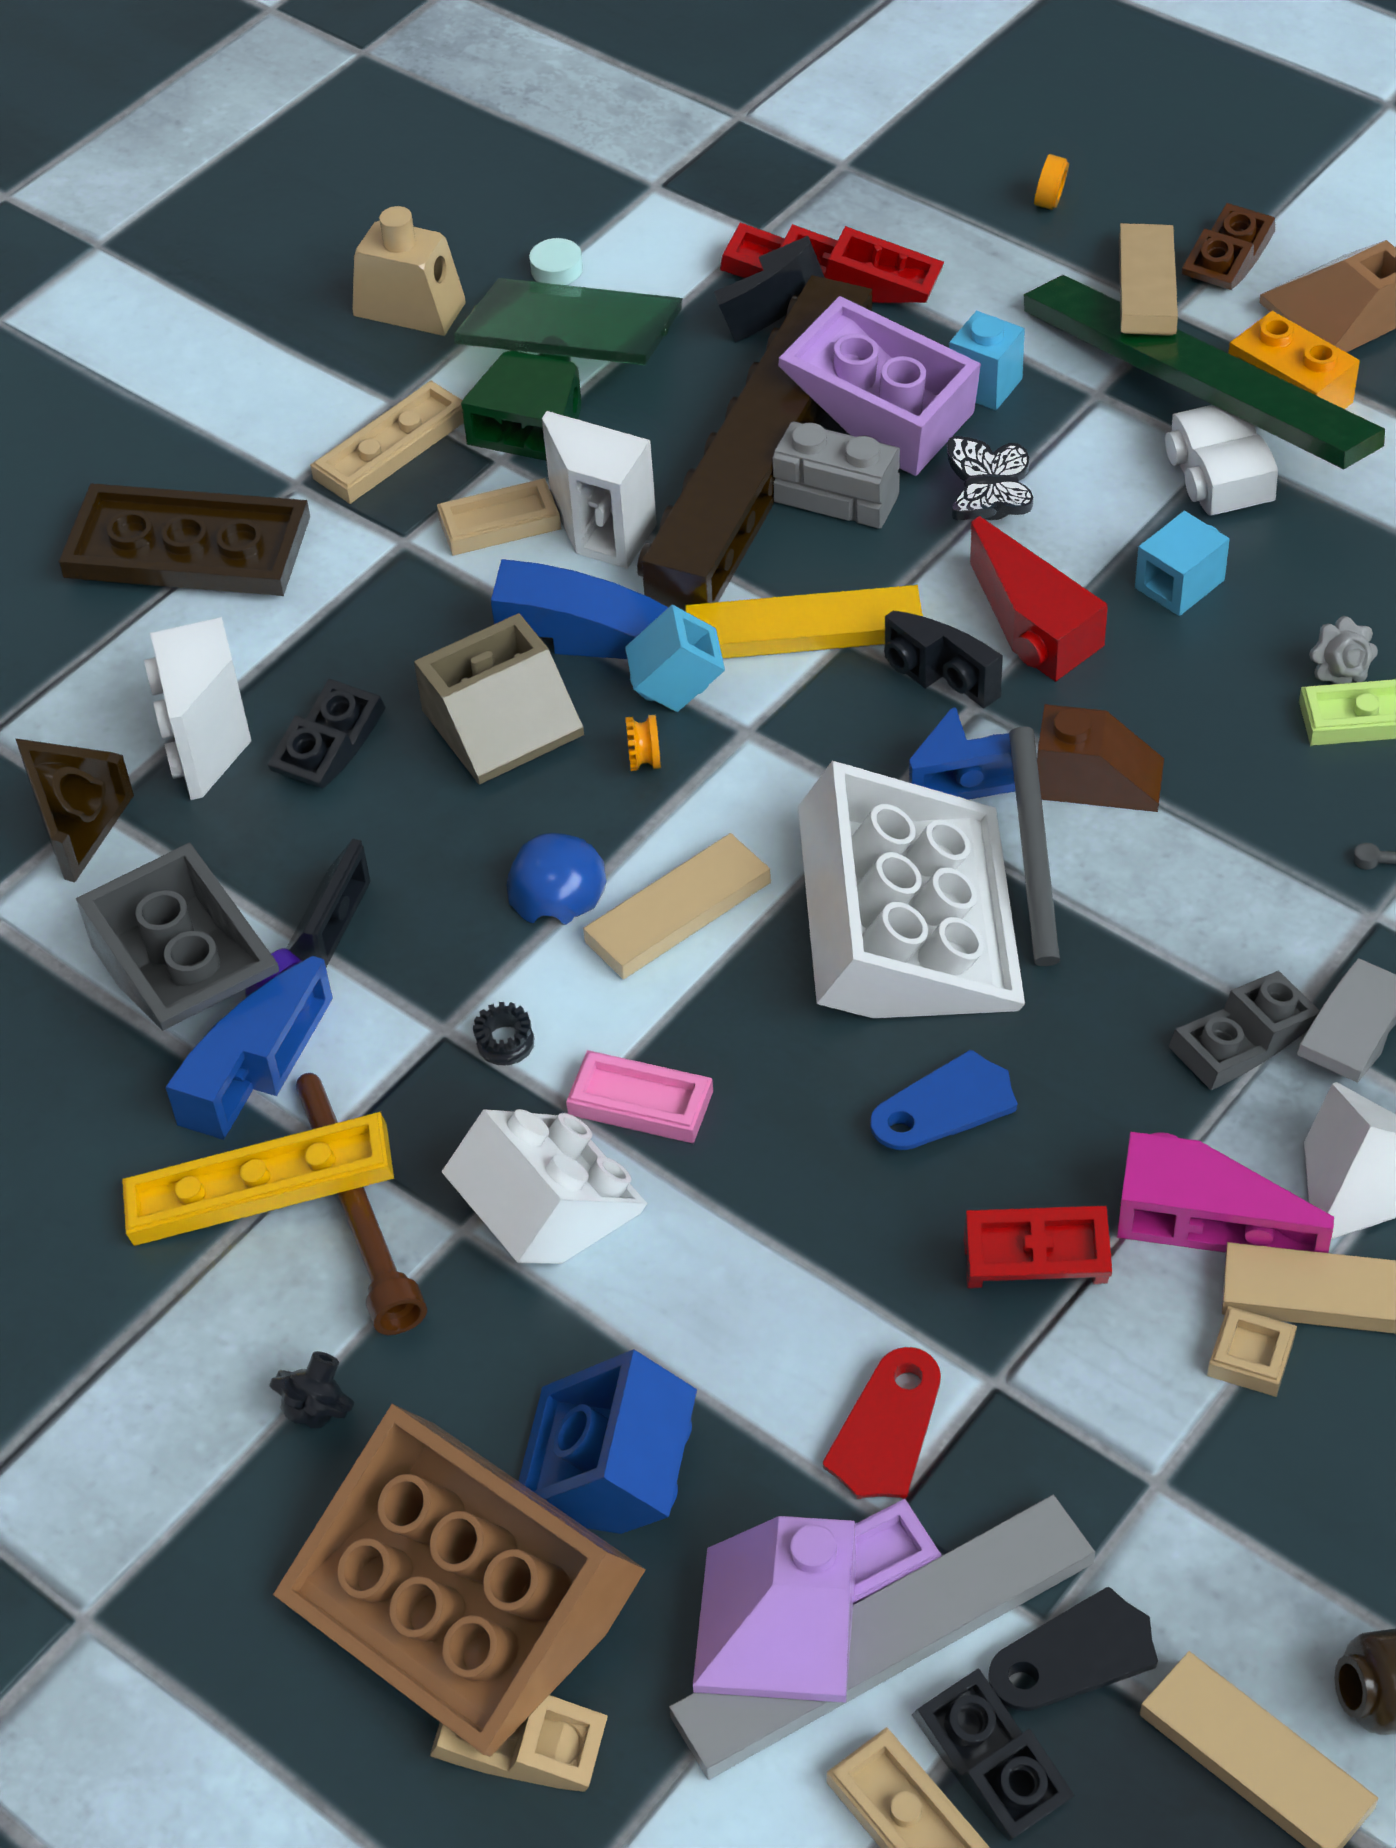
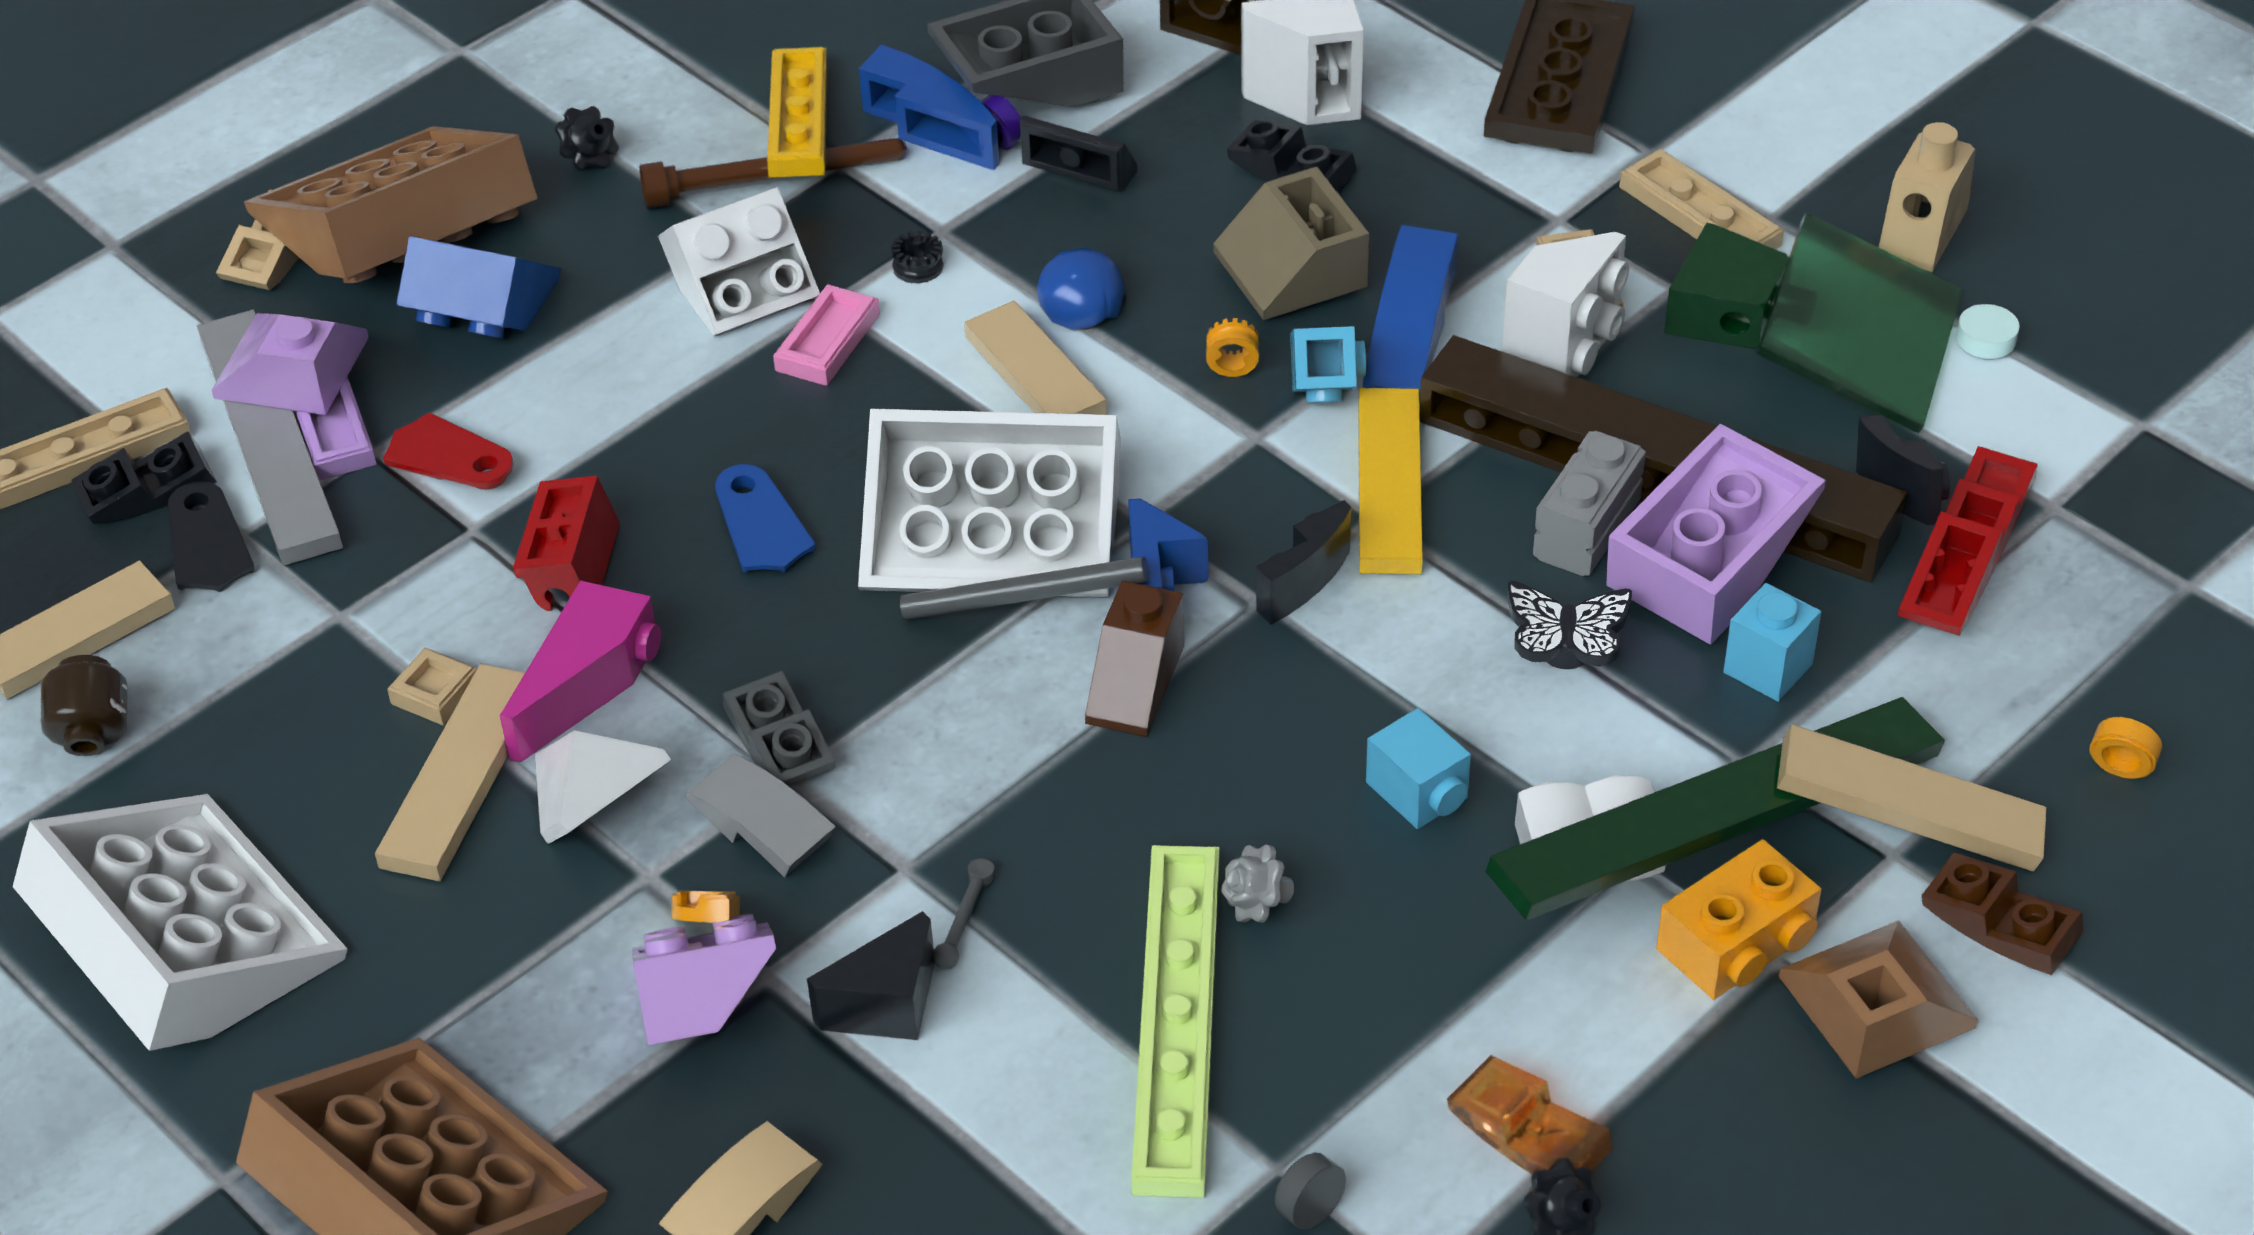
camera: 95 degrees right, 5 degrees down
(1040, 609) = (1376, 637): red slope -> none

